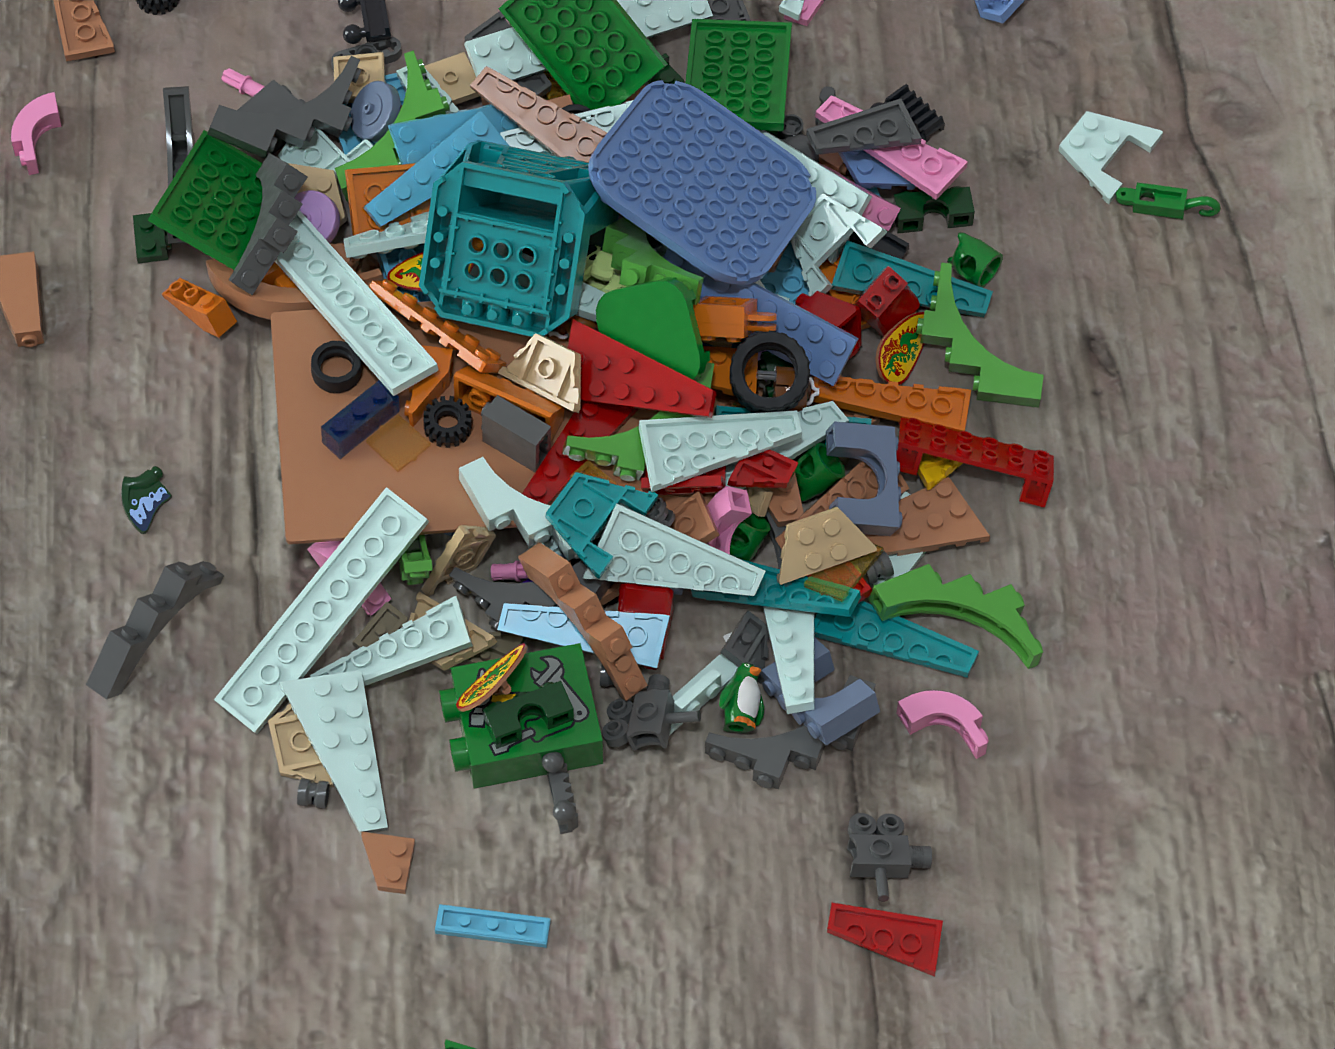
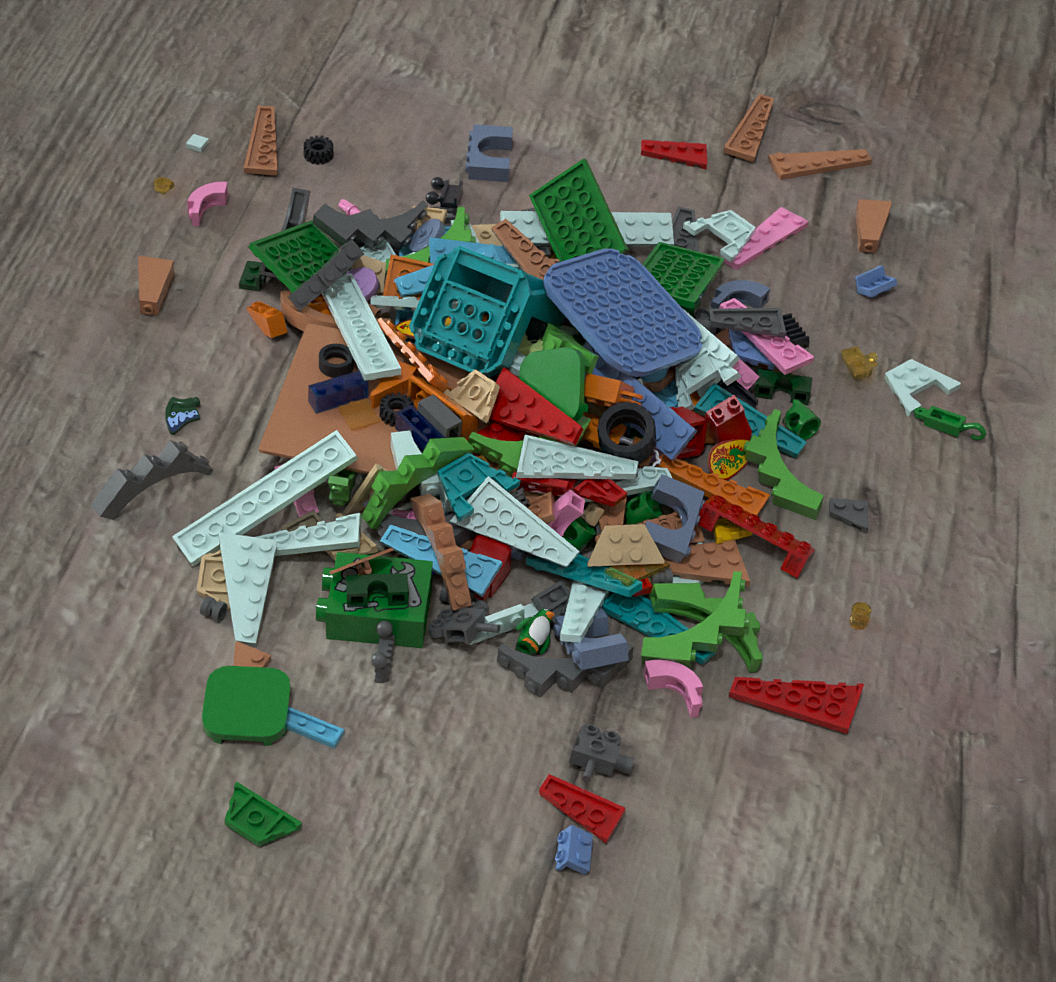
camera: 15 degrees right, 15 degrees down
(413, 923) = (246, 704): none -> green tile
(505, 457) = (421, 429): none -> clear blue brick
(511, 523) = (413, 469): none -> bright green arch
(826, 67) = (744, 291): none -> sand blue arch
(899, 999) = (574, 850): none -> medium blue bracket
(965, 642) = (706, 636): none -> bright green arch
(1018, 138) = (859, 364): none -> clear yellow plate
(1080, 382) = (850, 512): none -> dark grey wing
(1117, 690) = (806, 700): none -> red wing
(1142, 536) = (860, 615): none -> clear yellow wheel

